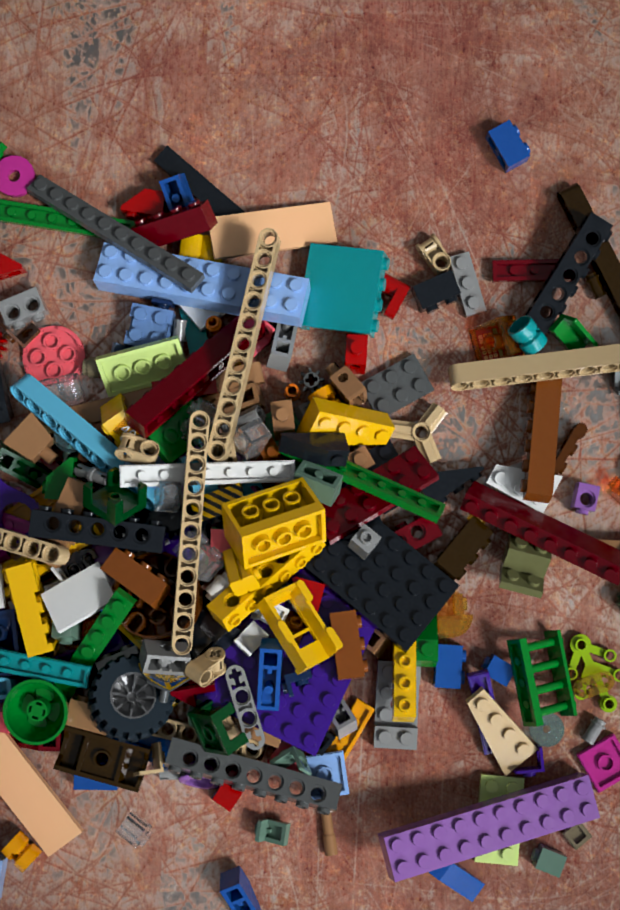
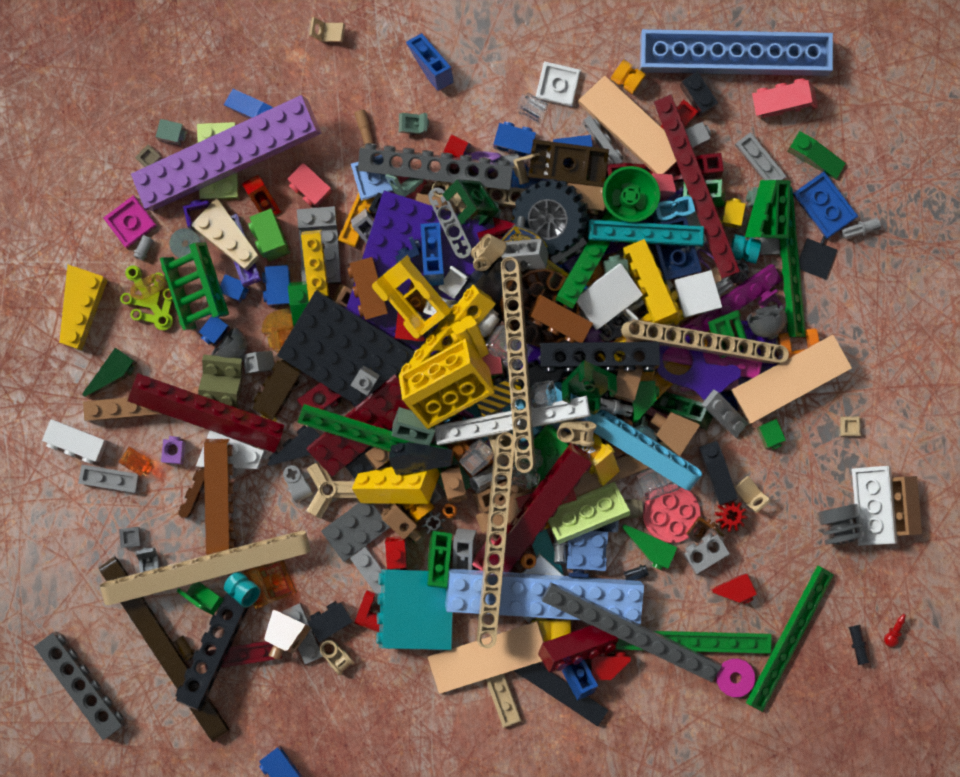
camera: 175 degrees right, 0 degrees up
(63, 781) = (602, 140): none -> light grey plate
(76, 318) = (653, 549): none -> green slope
(100, 298) = (638, 572): none -> black pin
(102, 854) = (558, 84): none -> white tile
(160, 796) = (514, 139): none -> blue brick
(262, 184) = (503, 700): none -> tan tile
(310, 337) = (439, 559): none -> green slope
(387, 343) = (368, 568): none -> light grey plate
(399, 776) = (309, 185): none -> coral brick
(451, 723) = (269, 235): none -> bright green brick
(452, 440) = (299, 486): none -> light grey piece
(455, 769) = (260, 195): none -> red slope
(480, 582) = (258, 362): none -> light grey brick
(486, 282) = (285, 634): none -> torso
(507, 603) = (232, 346): none -> dark grey cylinder
(525, 624) = (214, 330): none -> blue brick

